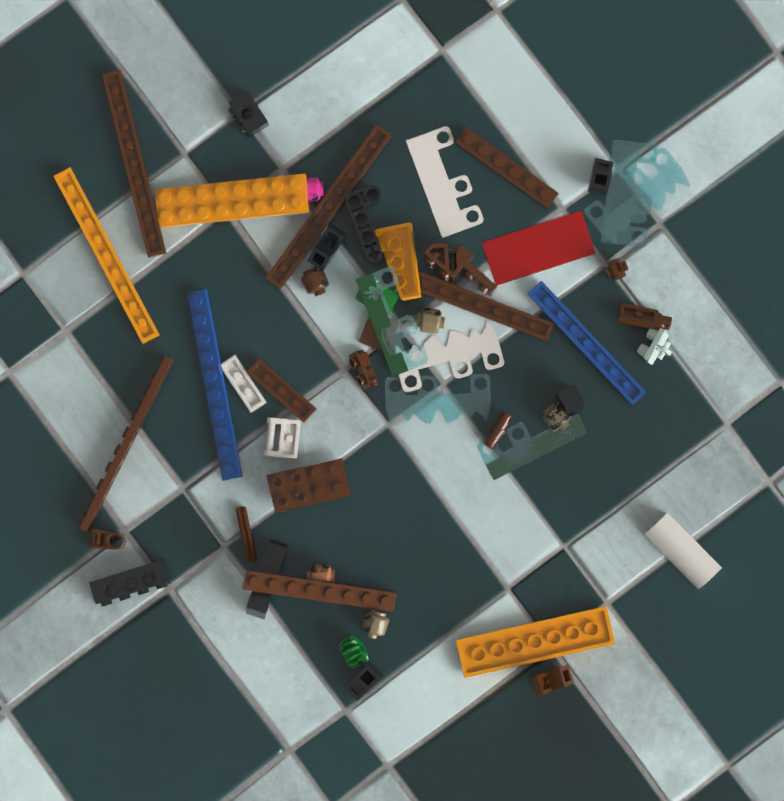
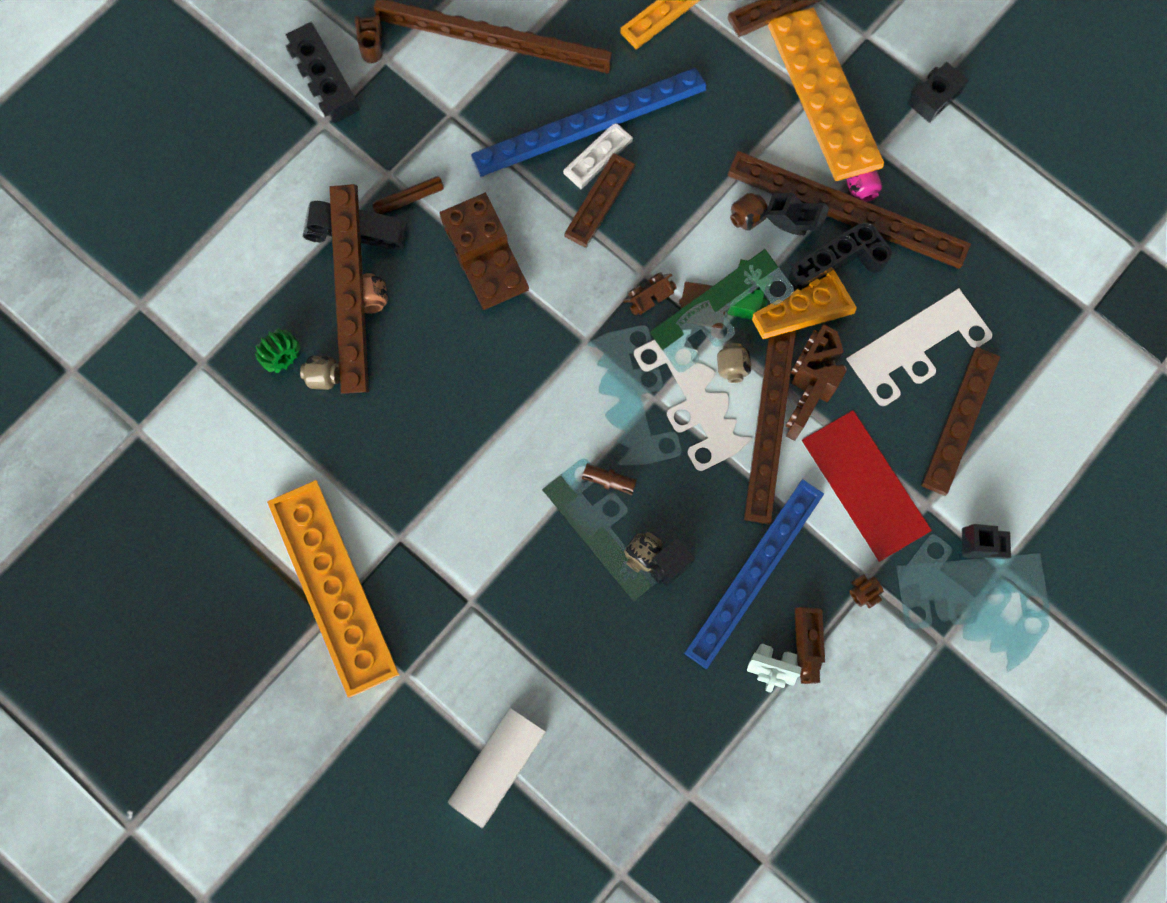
camera: 75 degrees right, 10 degrees down
(288, 438) = (539, 220): white plate -> none
(363, 681) = (242, 372): black brick -> none
(552, 680) = (281, 617): reddish brown brick -> none

